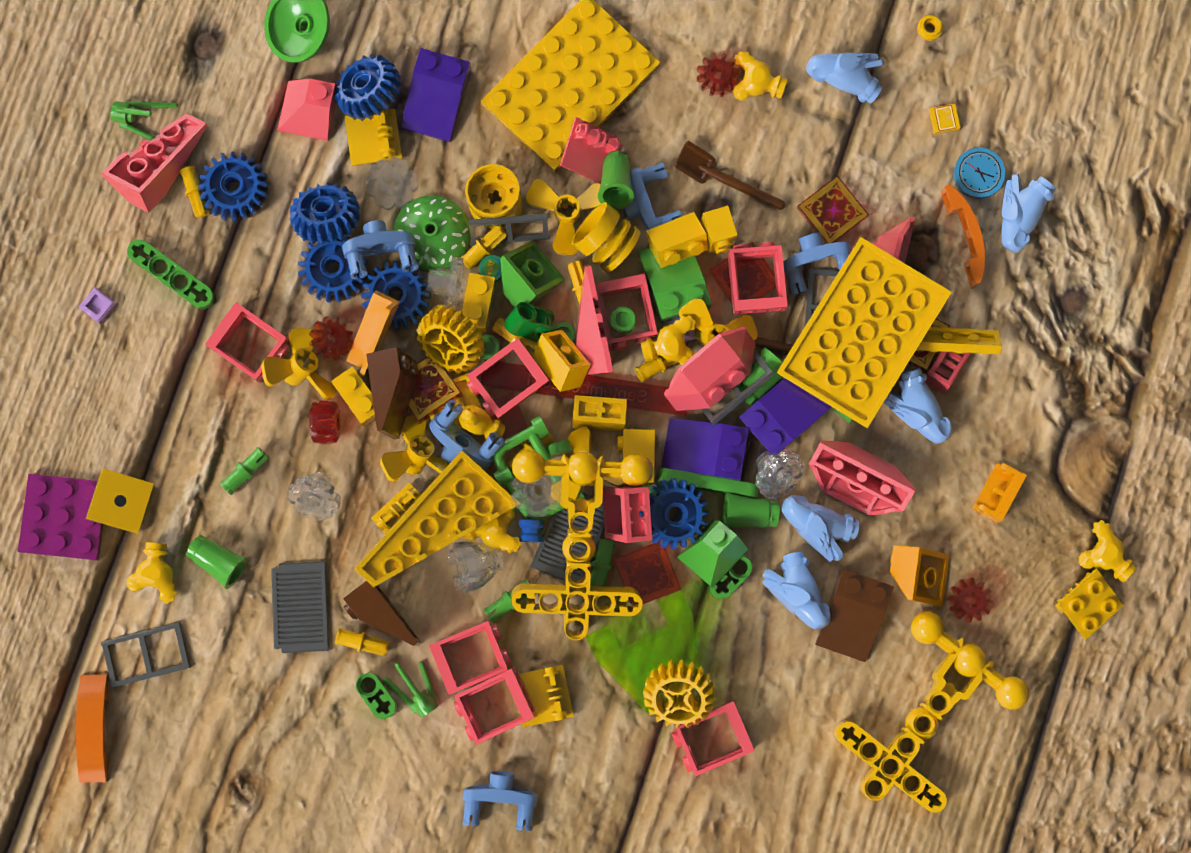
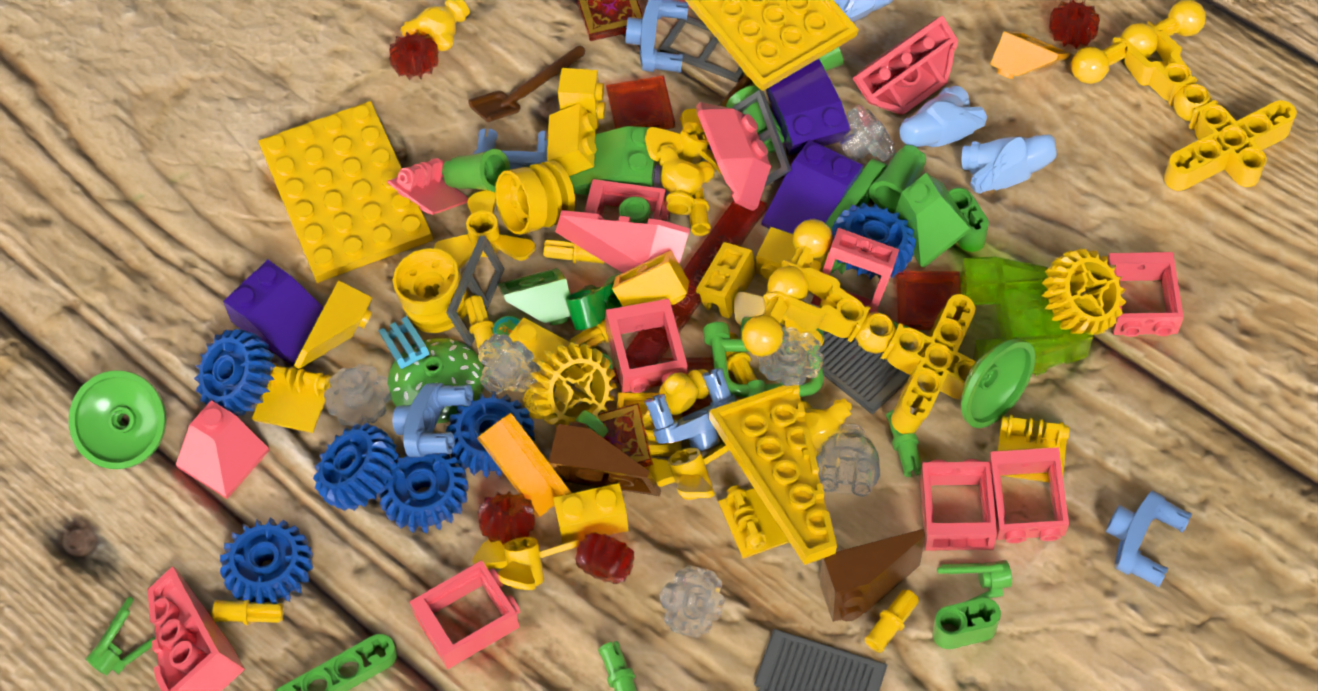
camera: 60 degrees left, 25 degrees down
(425, 367) = (593, 423): none -> bright green tile
(444, 139) = (337, 322): none -> yellow slope
(458, 183) = (397, 331): none -> medium azure tile
(531, 531) = (831, 389): blue wheel -> none
(569, 651) = (997, 382): none -> bright green dish
(761, 305) = (656, 65): coral window -> none
(856, 615) = (1044, 109): reddish brown slope -> none

